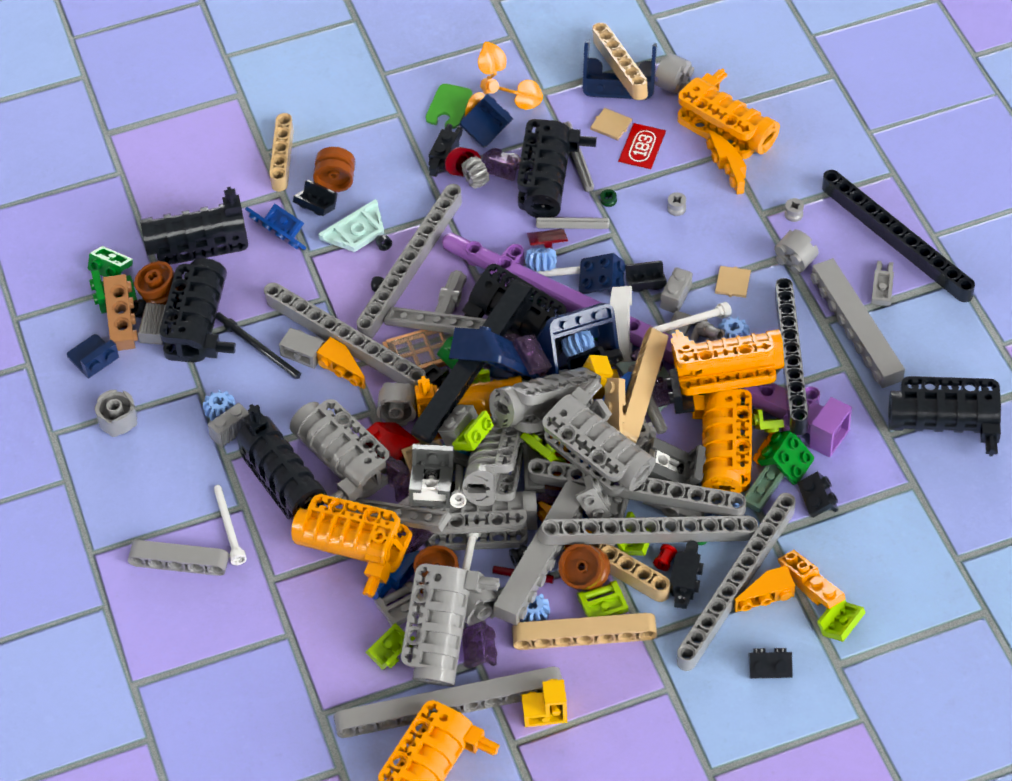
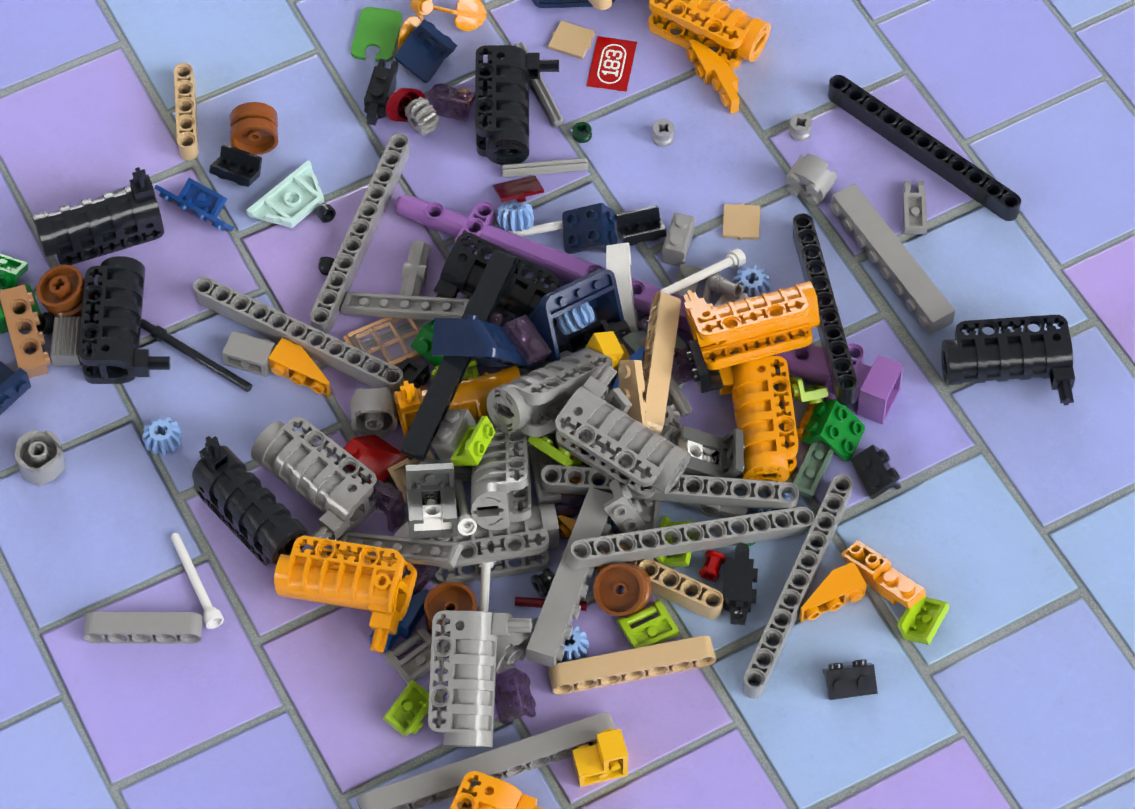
camera: 10 degrees left, 5 degrees up
(227, 425) = (177, 458): light grey brick -> none

